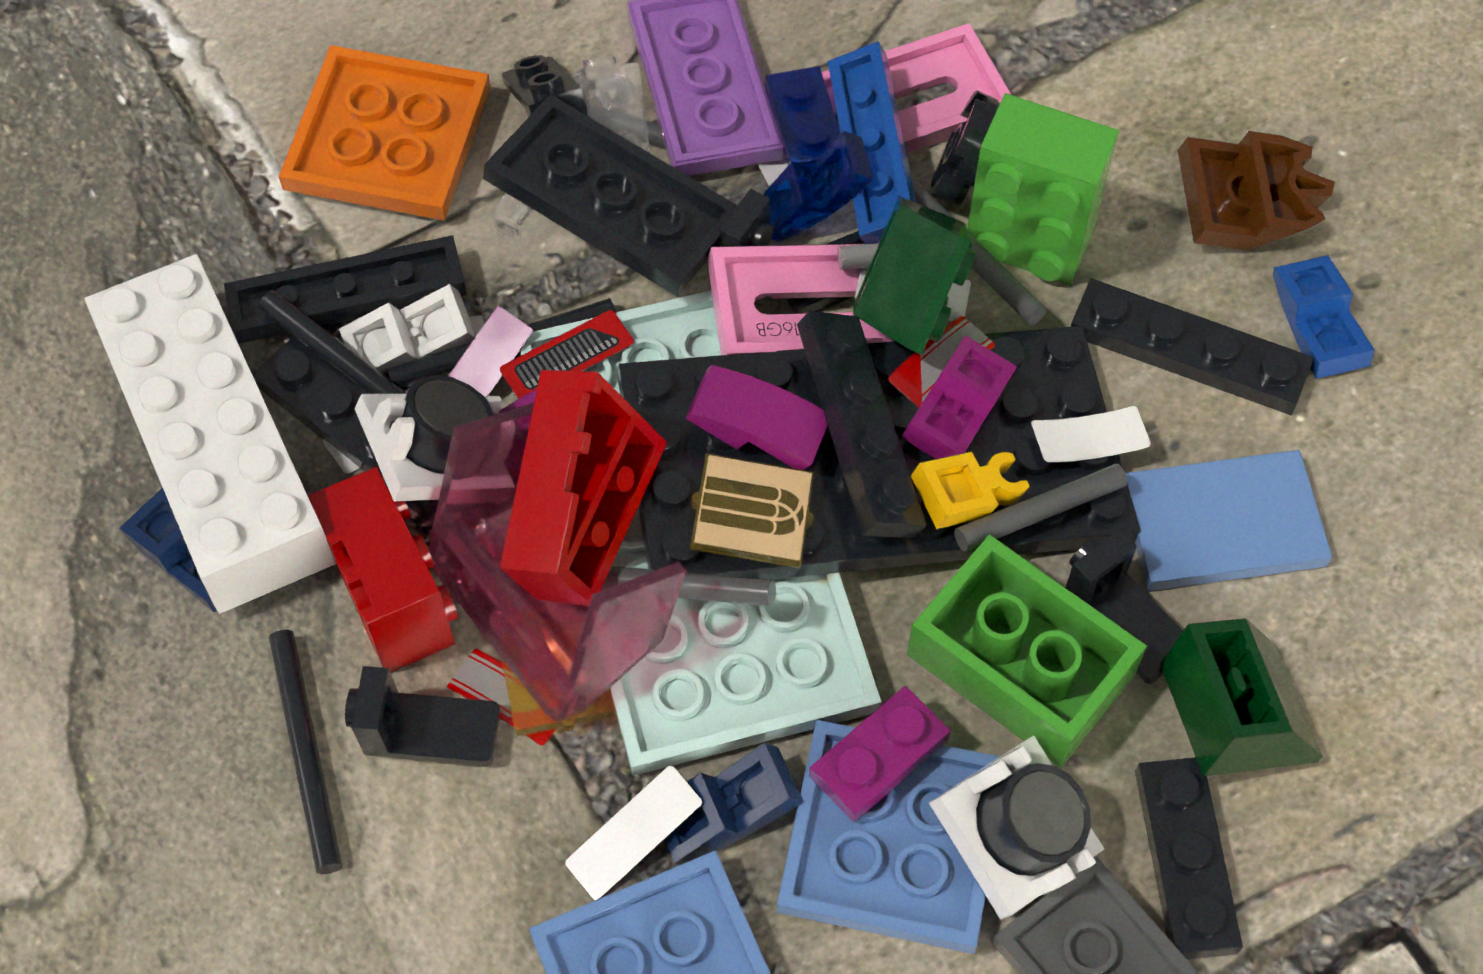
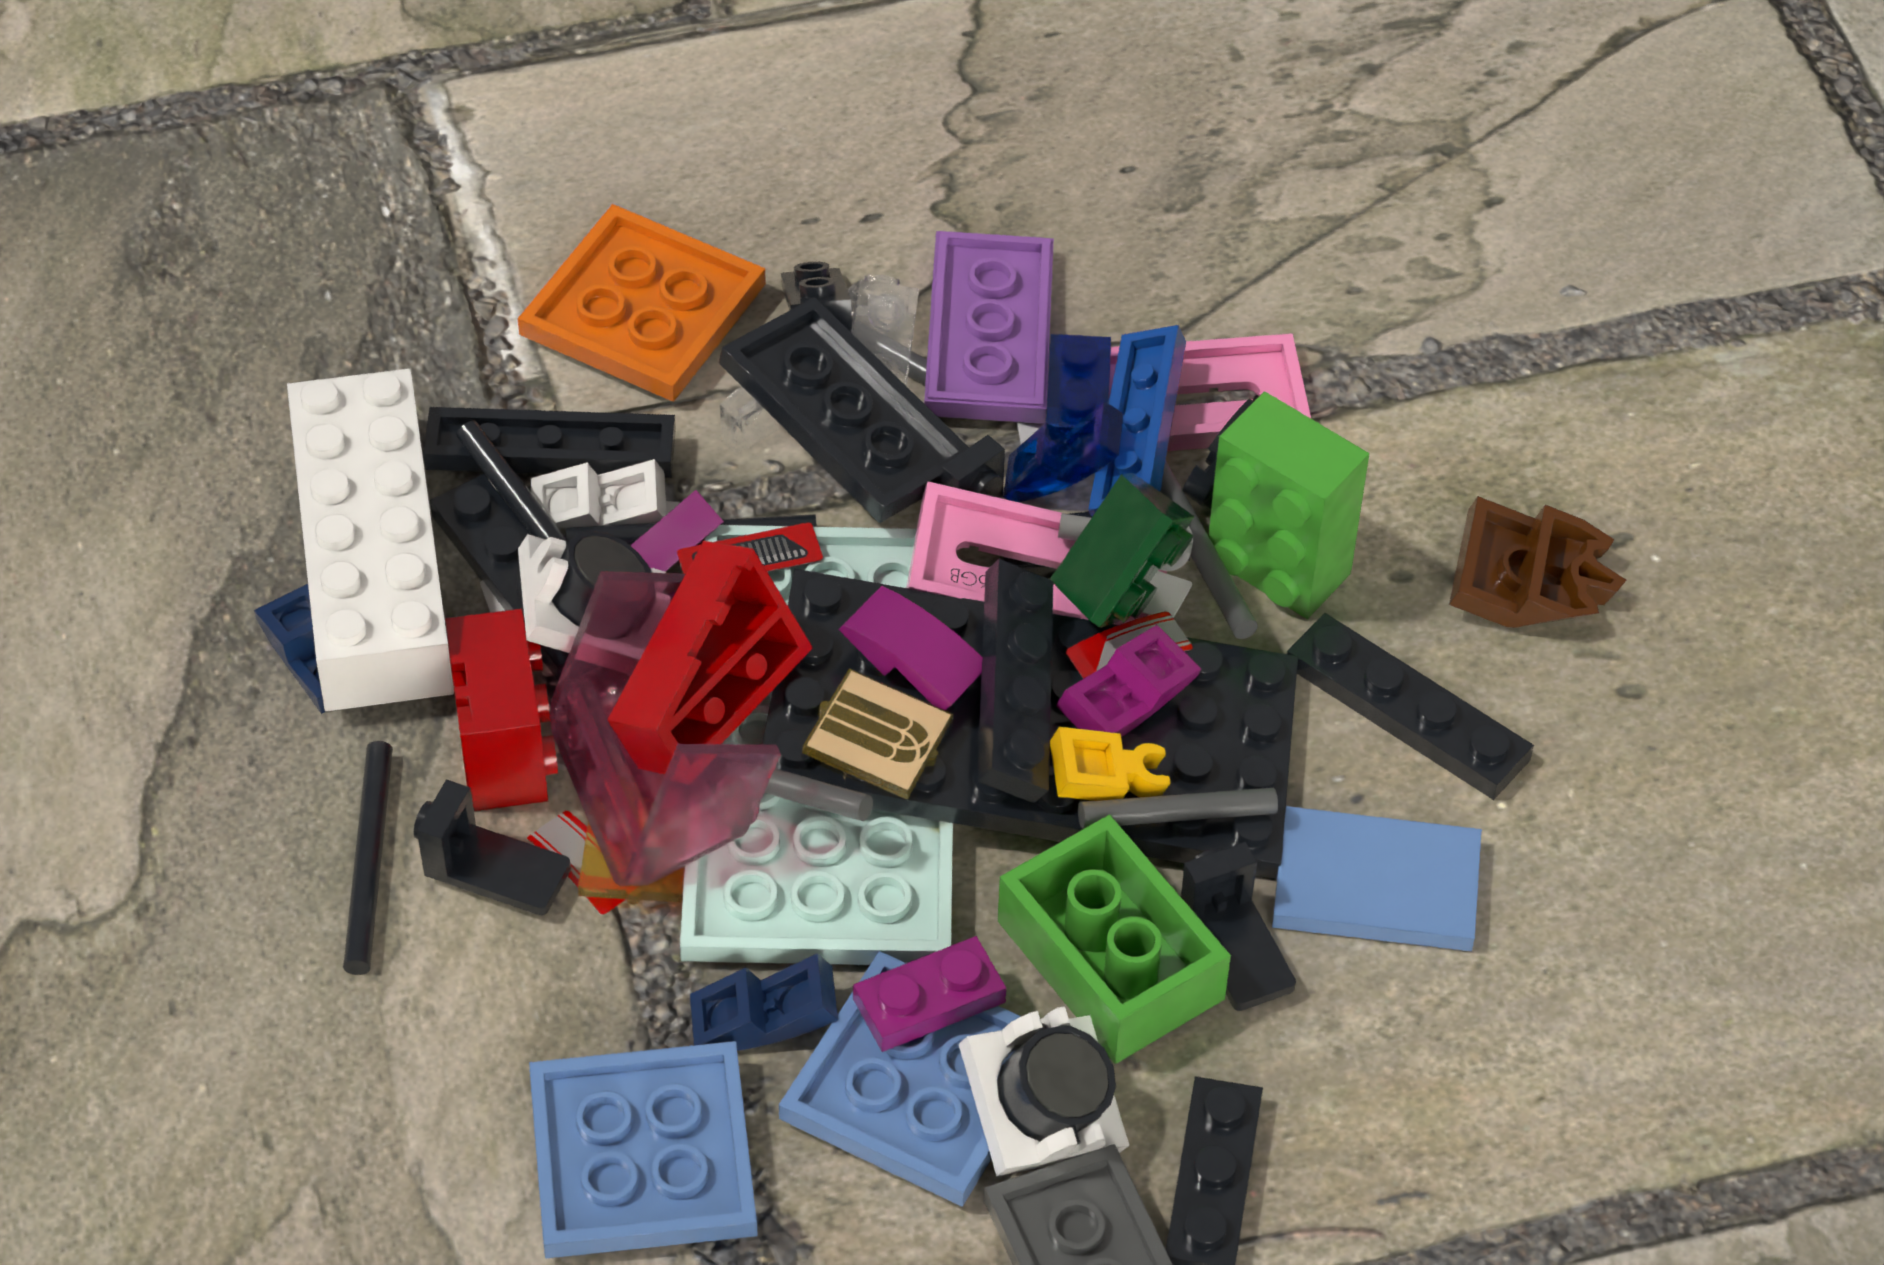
camera: 15 degrees right, 10 degrees down
(633, 832) = (664, 1007): white sticker -> none
(1091, 435) = (1259, 758): white sticker -> none
(1237, 699) = (1318, 1037): dark green slope -> none
(1320, 317) = (1561, 710): blue slope -> none

